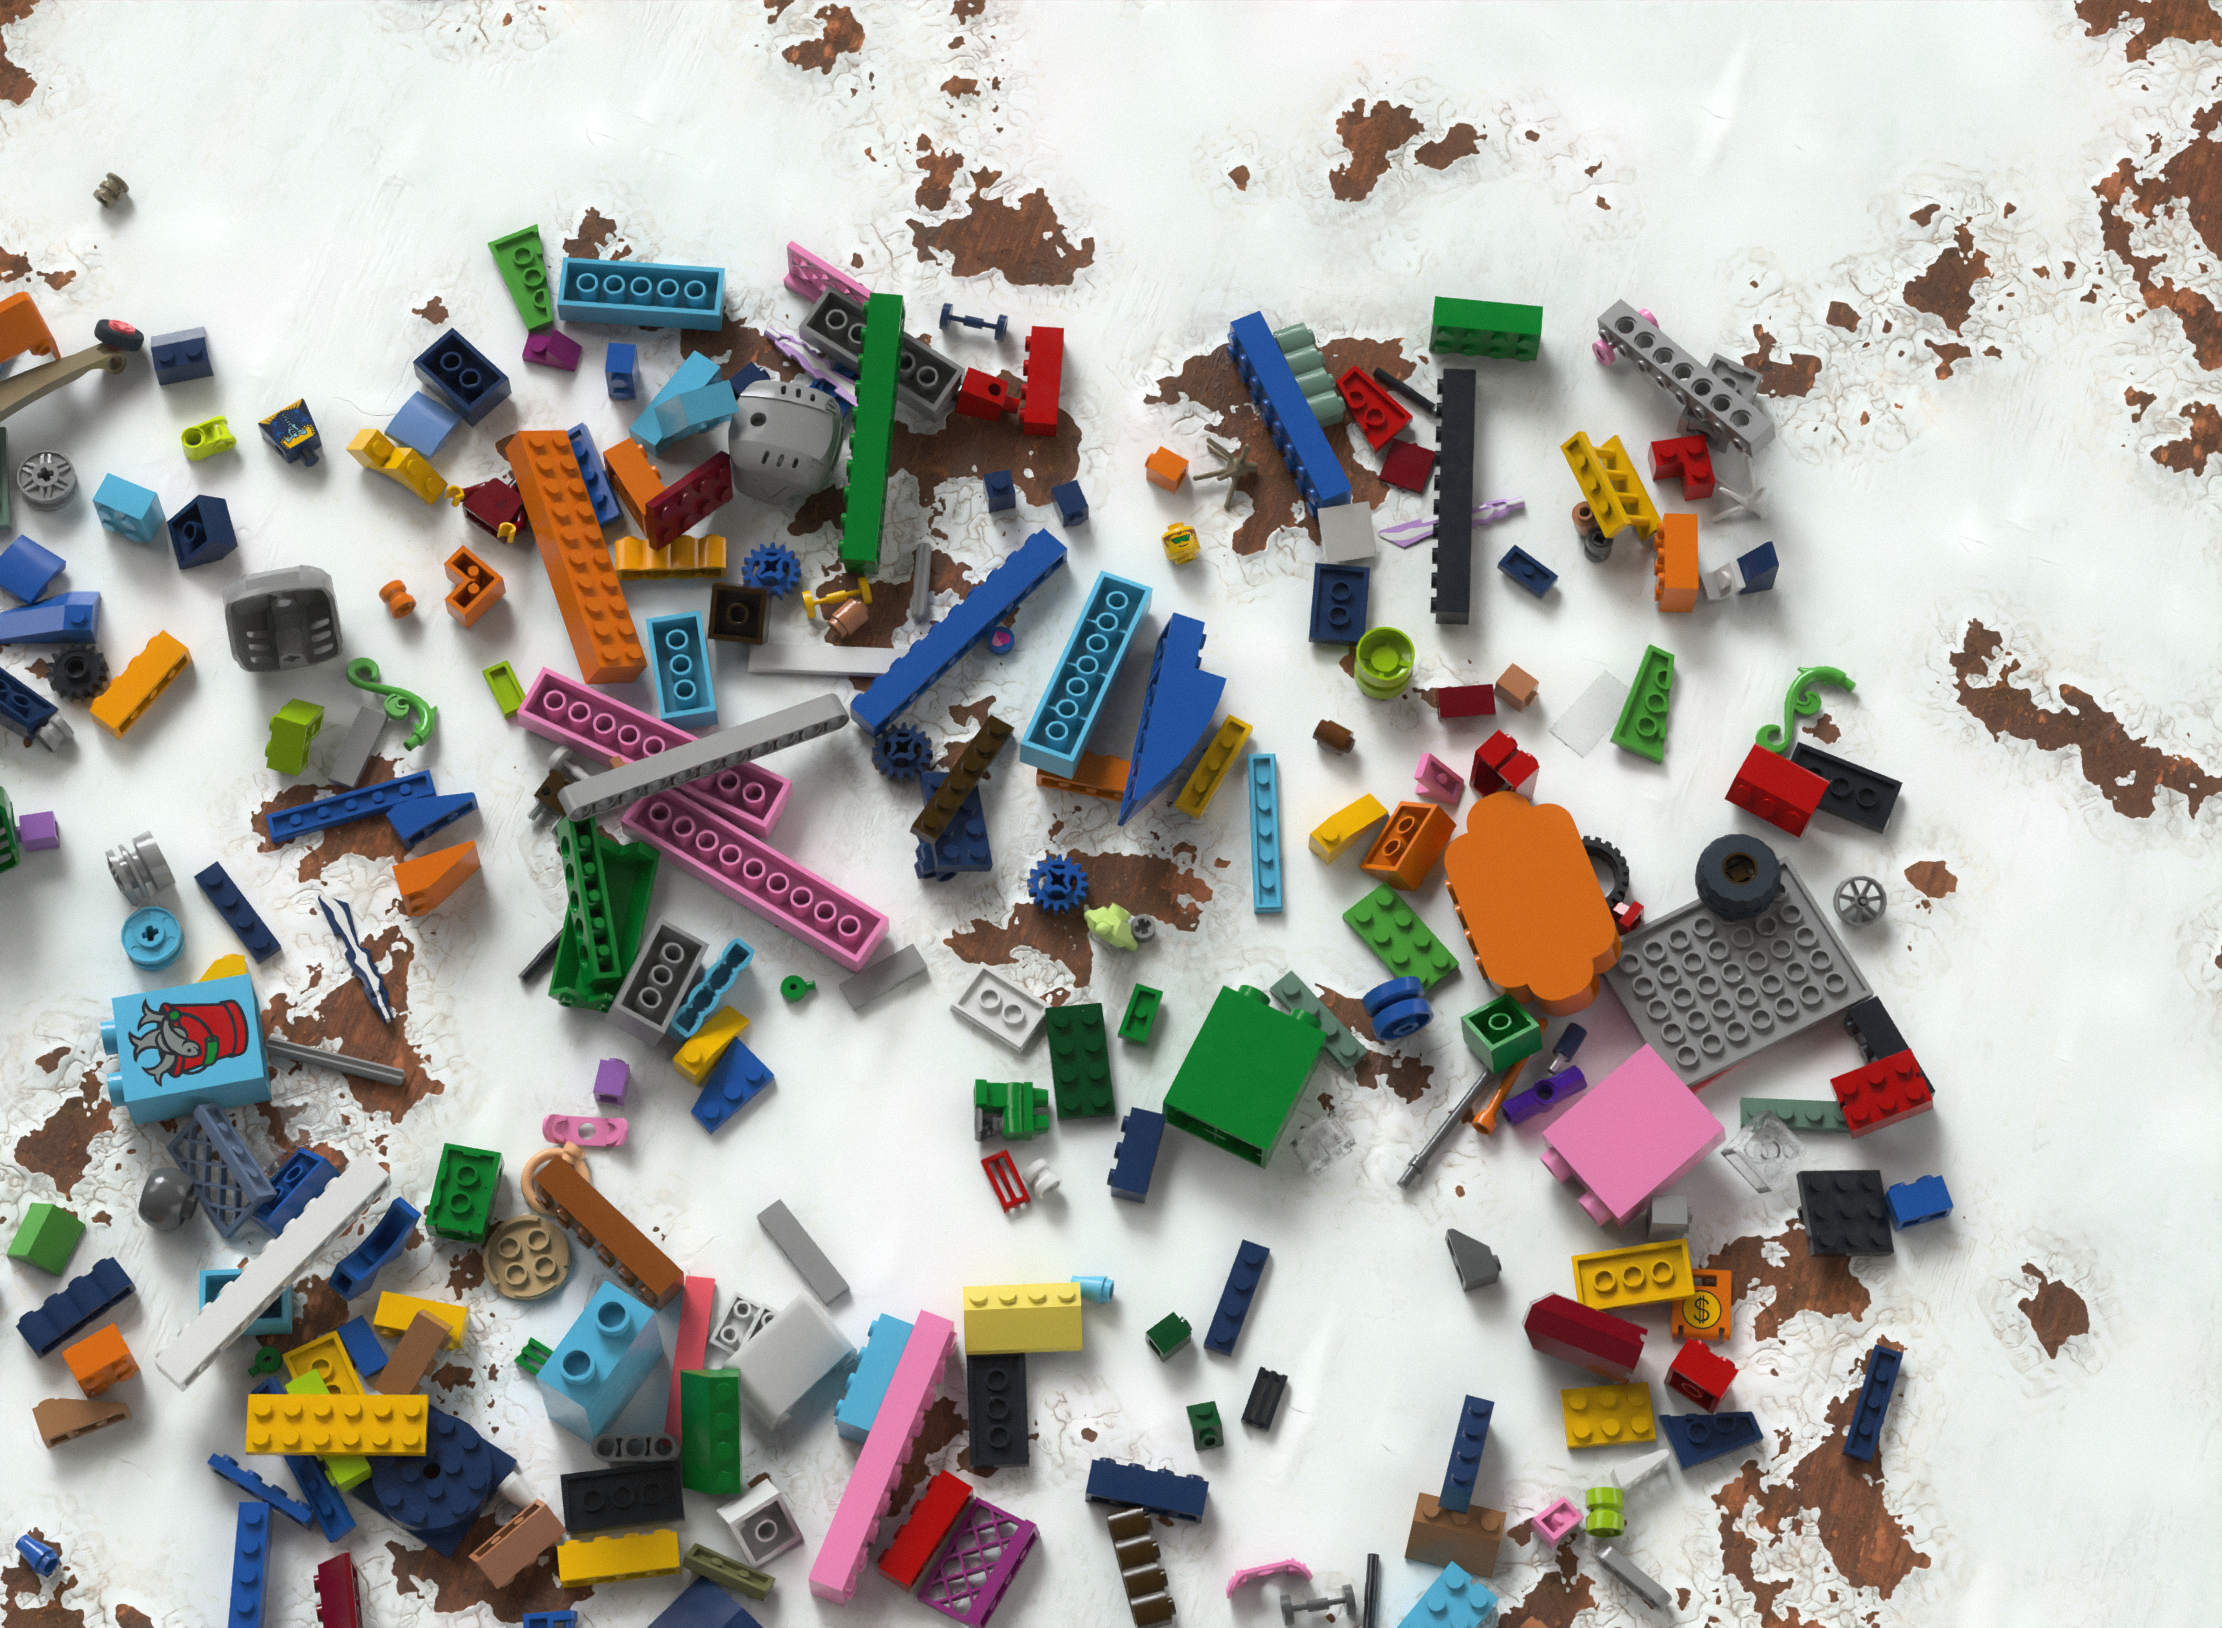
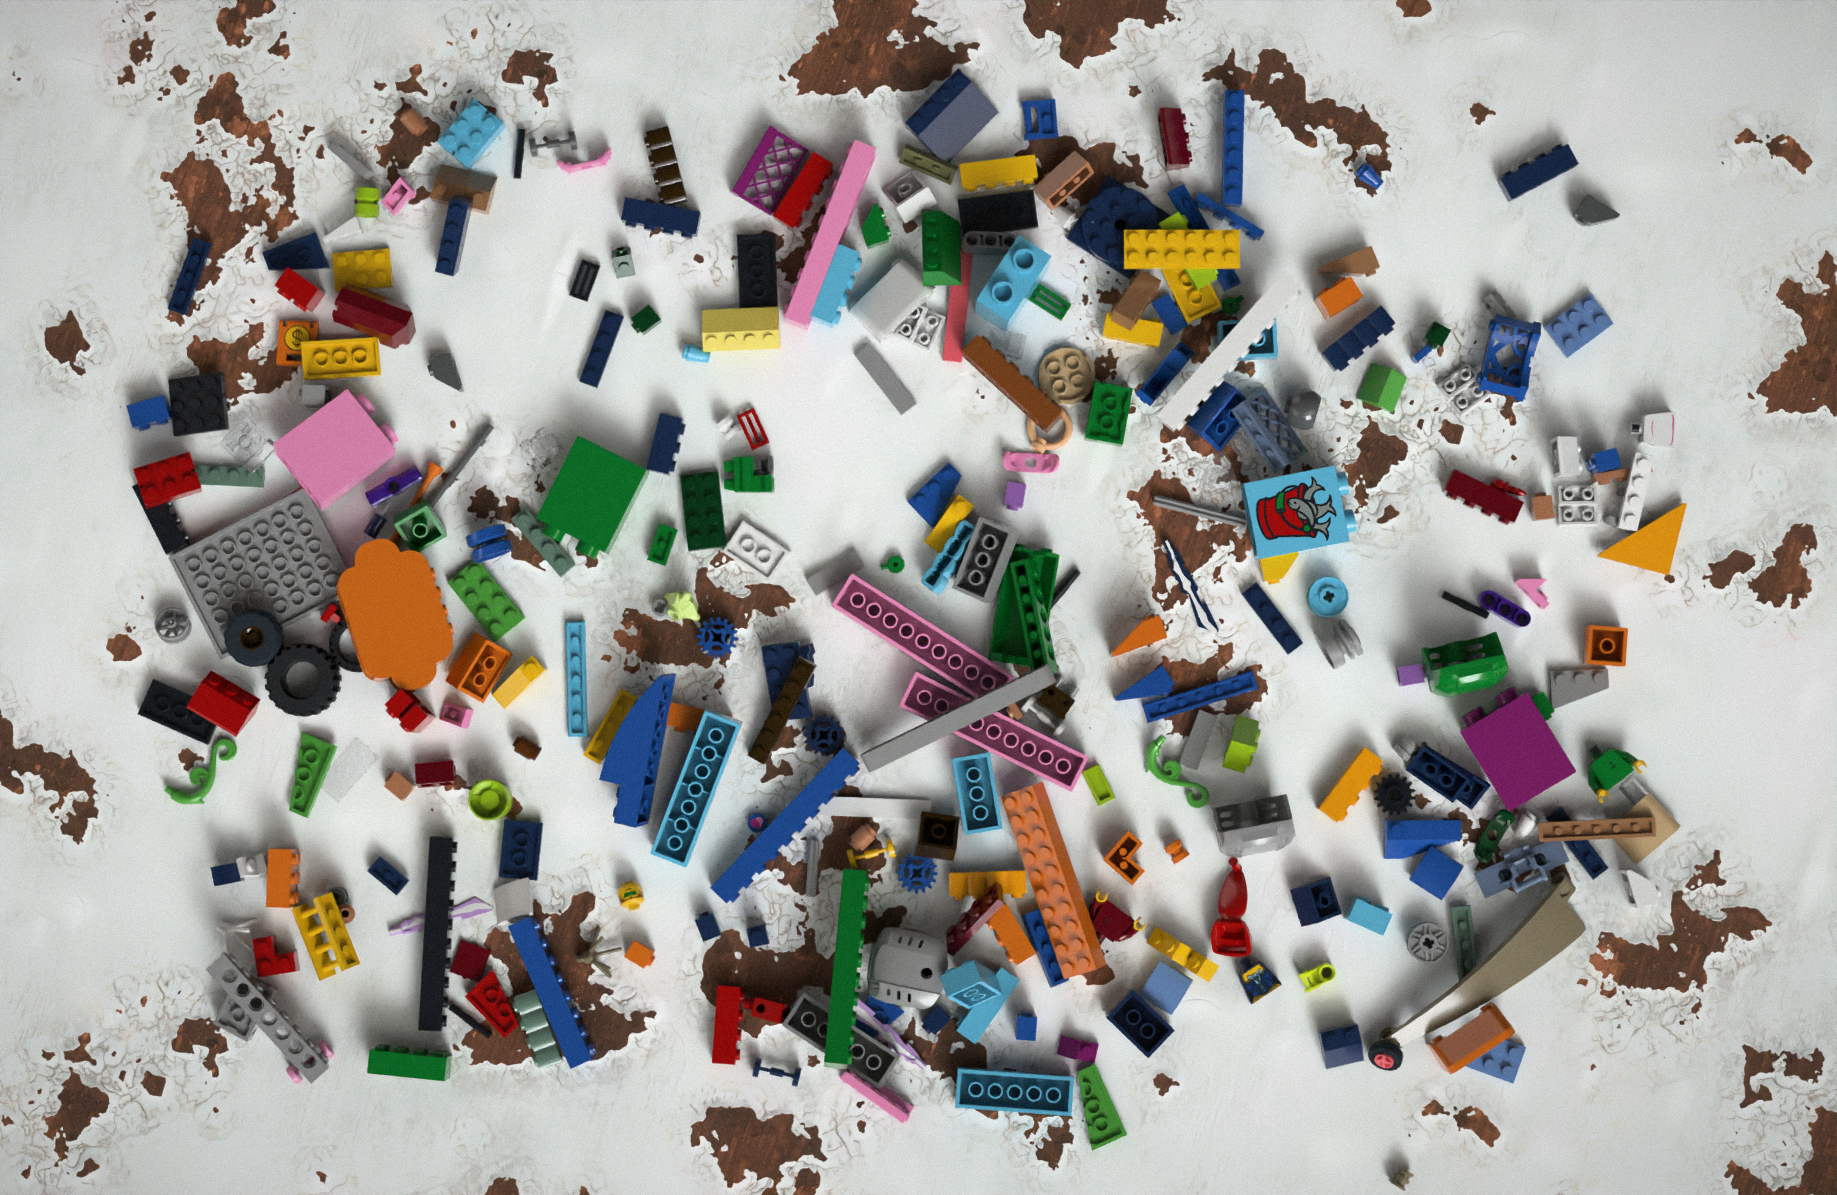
camera: 175 degrees left, 20 degrees up
(321, 522) = (1230, 933): none -> red piece
(816, 1473) = (874, 230): none -> green slope
(1671, 792) = (278, 672): none -> black tyre

